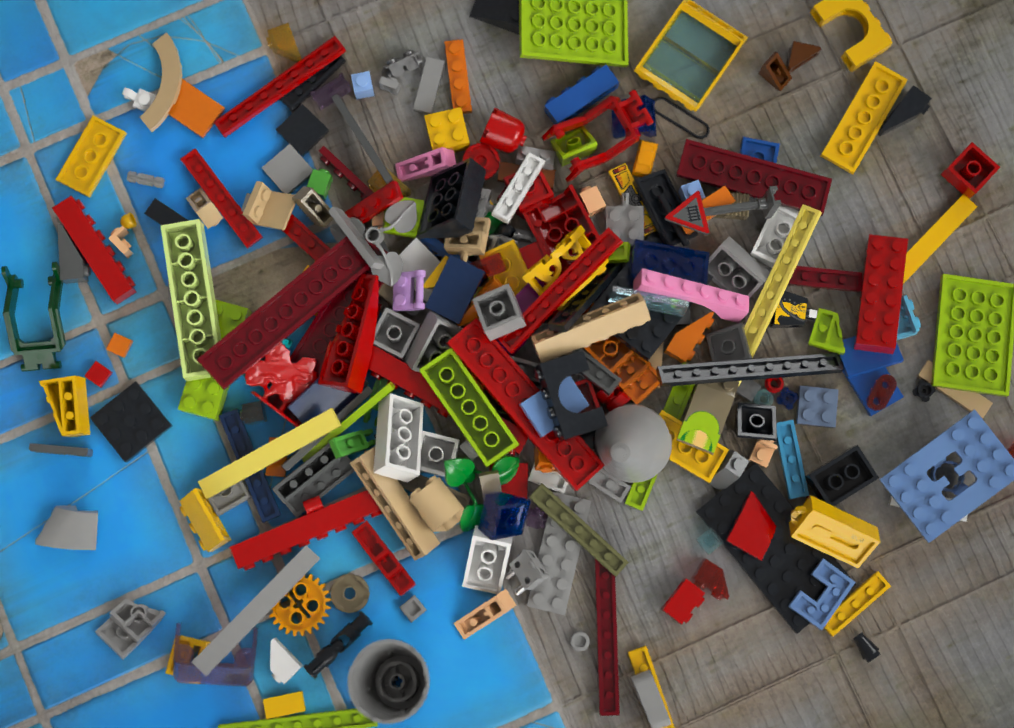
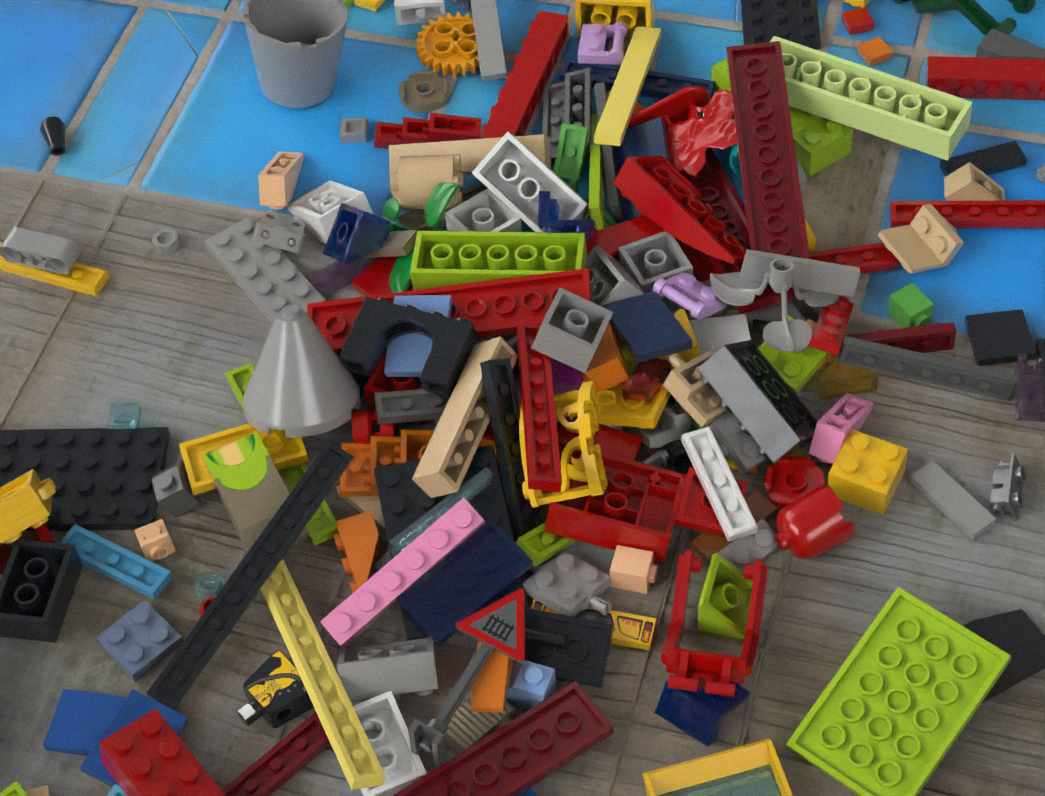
camera: 140 degrees right, 30 degrees down
(117, 238) = (995, 102): light nougat bracket -> none
(128, 221) = (1017, 125): yellow hinge -> none
(239, 513) = (594, 40): none -> lavender plate
(287, 170) = (957, 294): light grey tile -> none
(313, 206) = (884, 276): dark tan brick -> none
(313, 504) = (541, 99): red hinge -> none
(328, 654) = (385, 55): black piece -> none
(362, 85) = (1010, 423): light blue brick -> none
(390, 85) = (986, 452): light grey plate -> none
(417, 389) = (549, 218): none -> clear blue bracket
(458, 75) = (939, 540): orange plate -> none
(578, 529) = (267, 299): olive tile -> none
(582, 95) = (789, 656): blue brick -> none
(607, 641) = (146, 265): dark red plate -> none
(644, 158) = (635, 678): light orange tile -> none
(683, 110) = (639, 756): black piece -> none
(683, 601) = (95, 348): red brick -> none
(711, 577) = (84, 389): clear red slope -> none
(728, 344) = (305, 585): dark grey tile -> none
(752, 528) = (85, 450): red slope -> none
(755, 421) = (189, 545): black slope -> none
(792, 398) = (179, 607): clear blue plate -> none
(827, 332) = (207, 714): lime wing -> none
(881, 393) = (74, 715): clear red plate -> none
(922, 384) = (24, 769): black plate -> none

